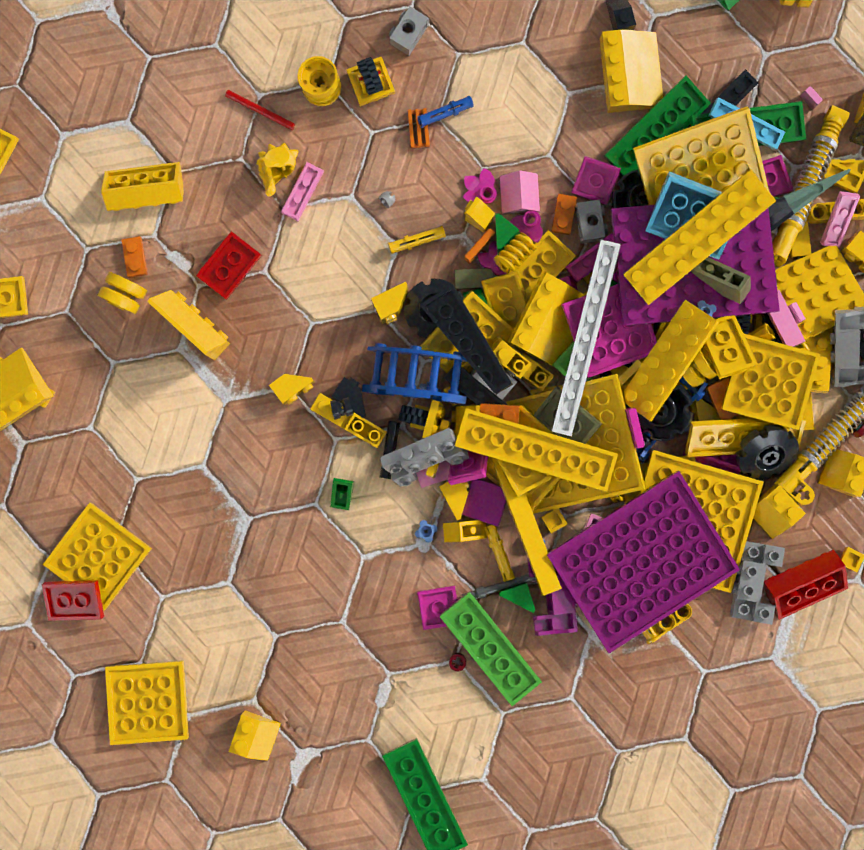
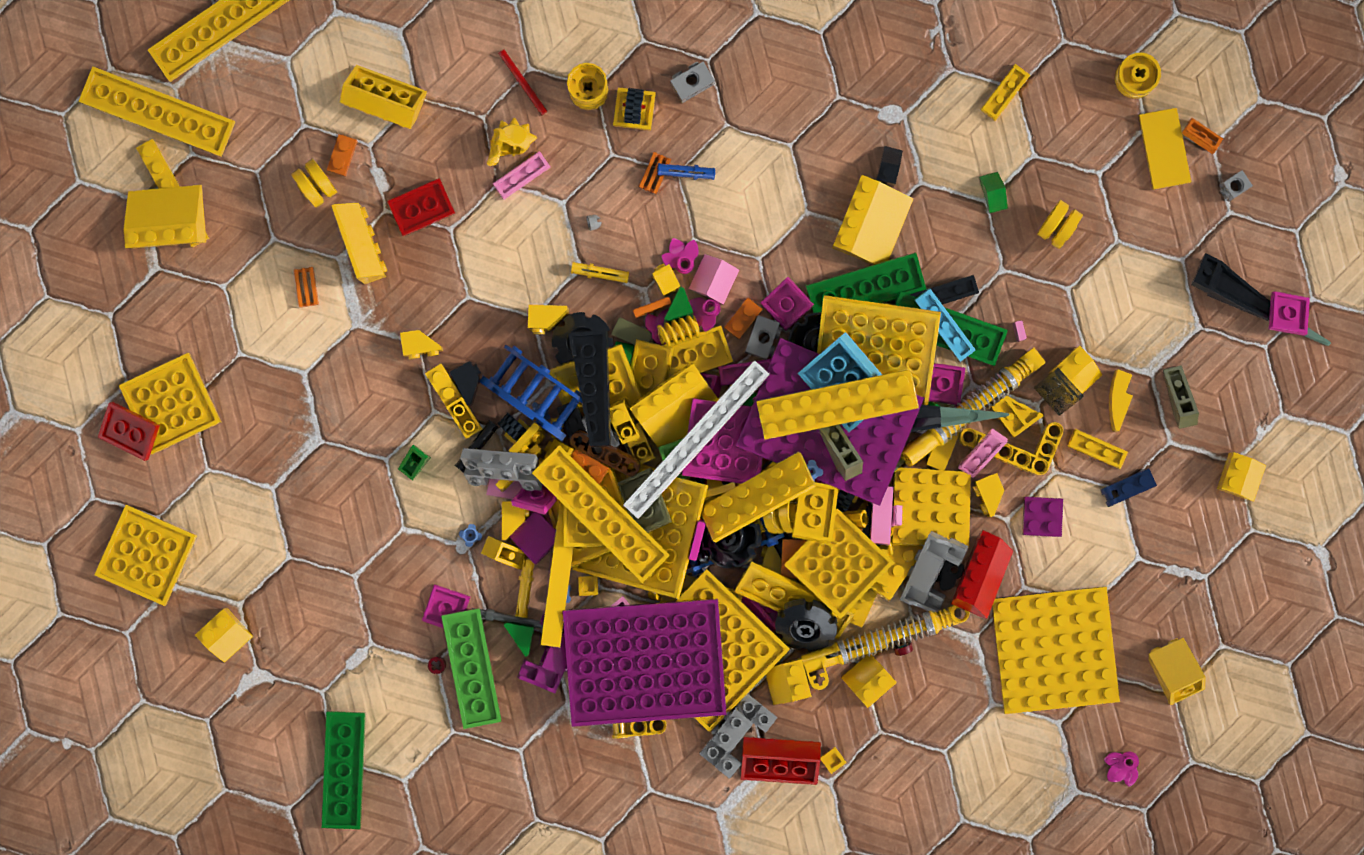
camera: 30 degrees right, 0 degrees up
(154, 376) = (306, 289): none -> orange tile
(337, 410) = (448, 384): black wheel -> none
(509, 398) = (604, 455): none -> reddish brown beam

